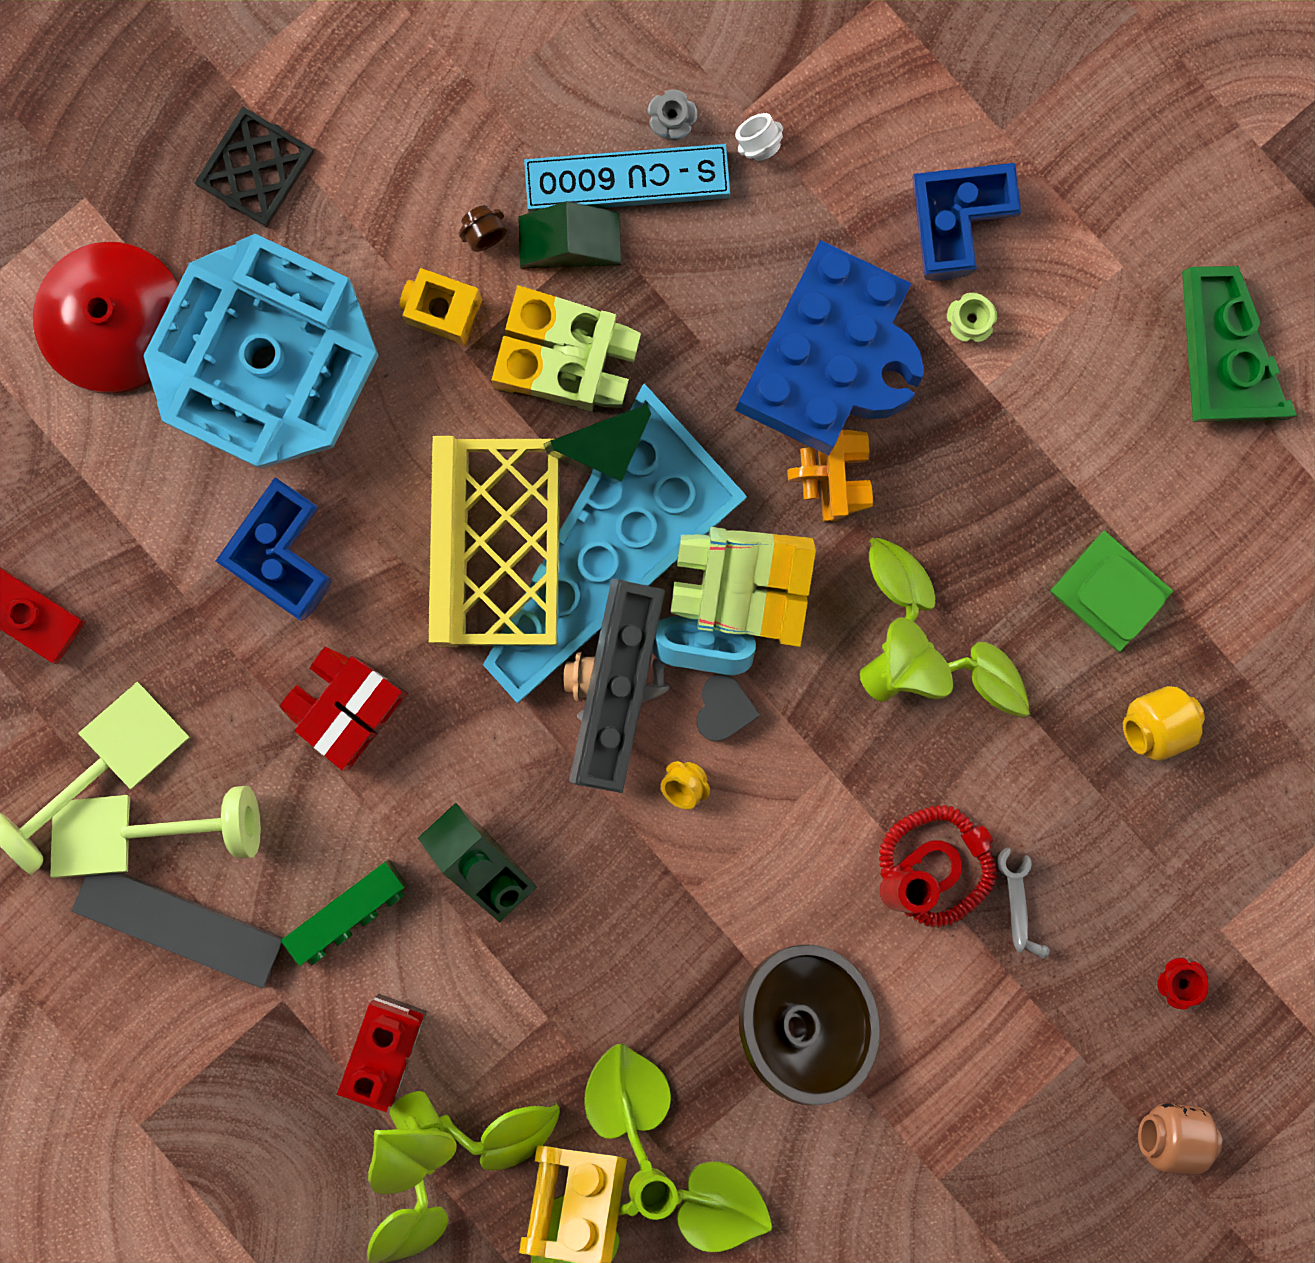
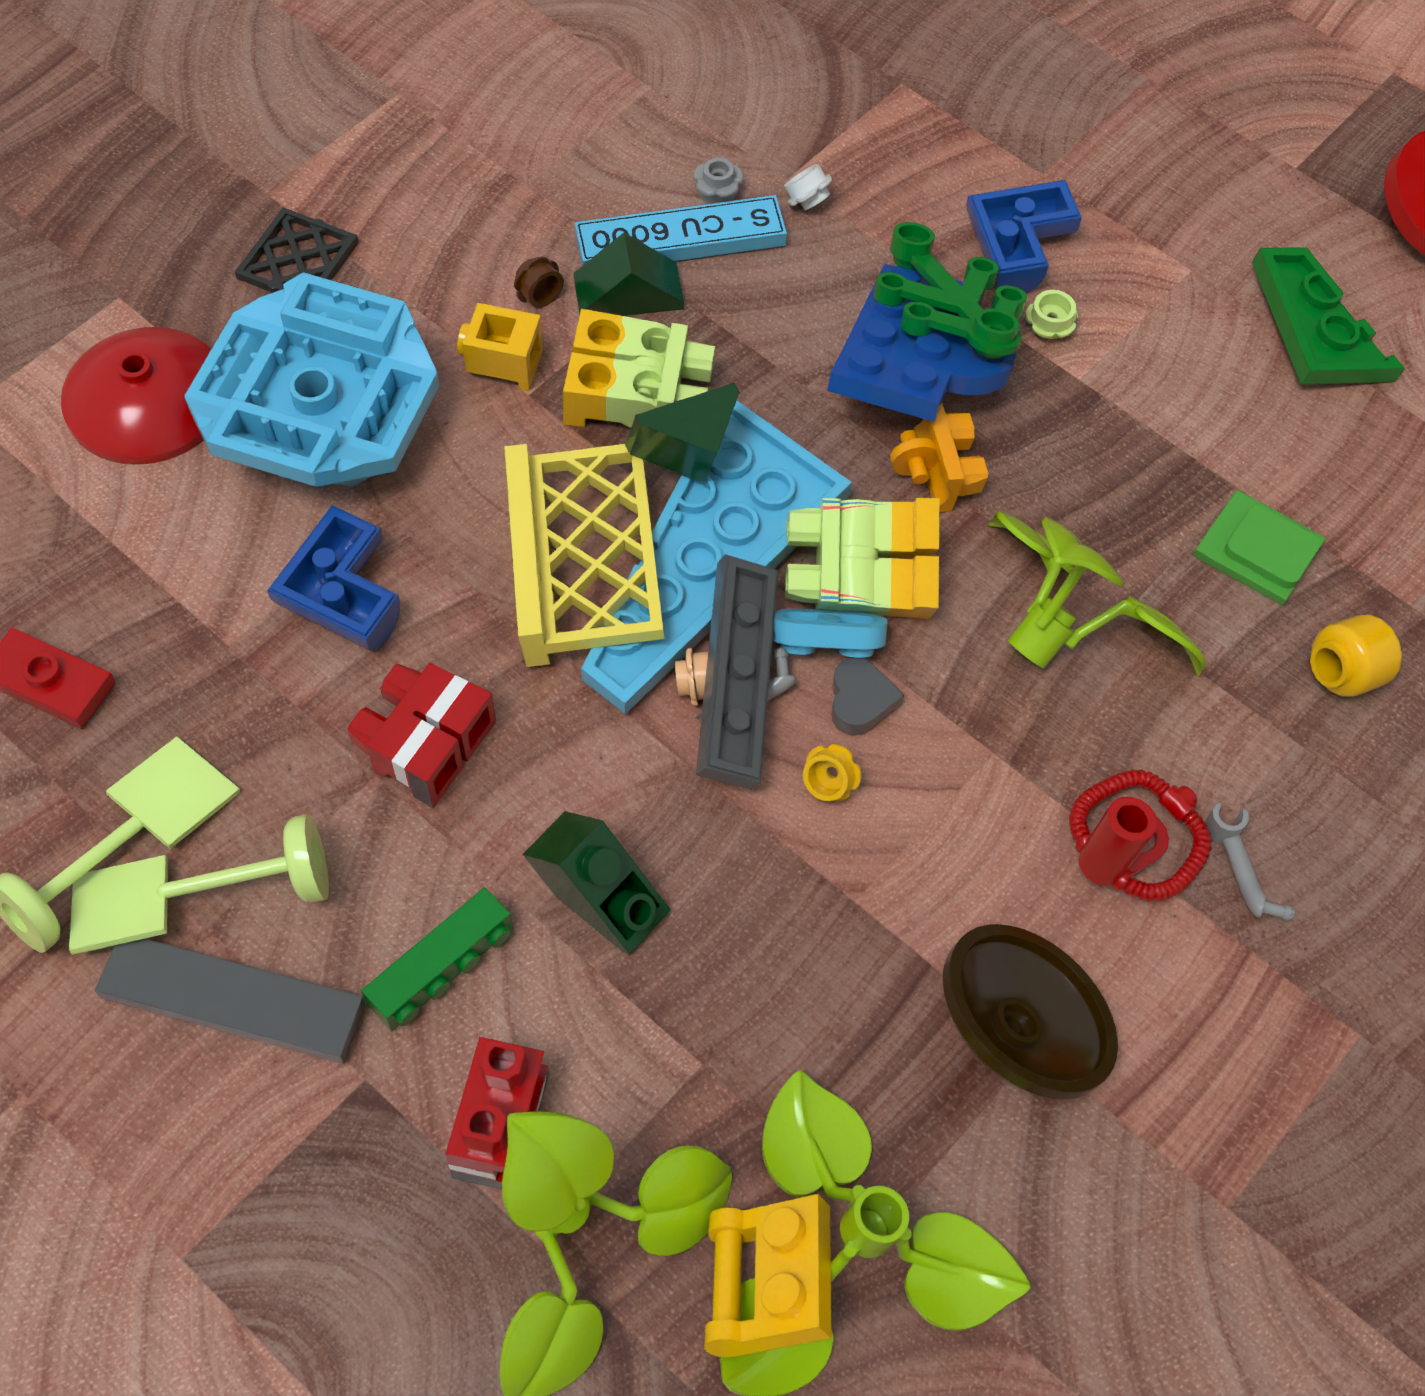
camera: 10 degrees left, 25 degrees down
(873, 312) = (990, 331): none -> green plant

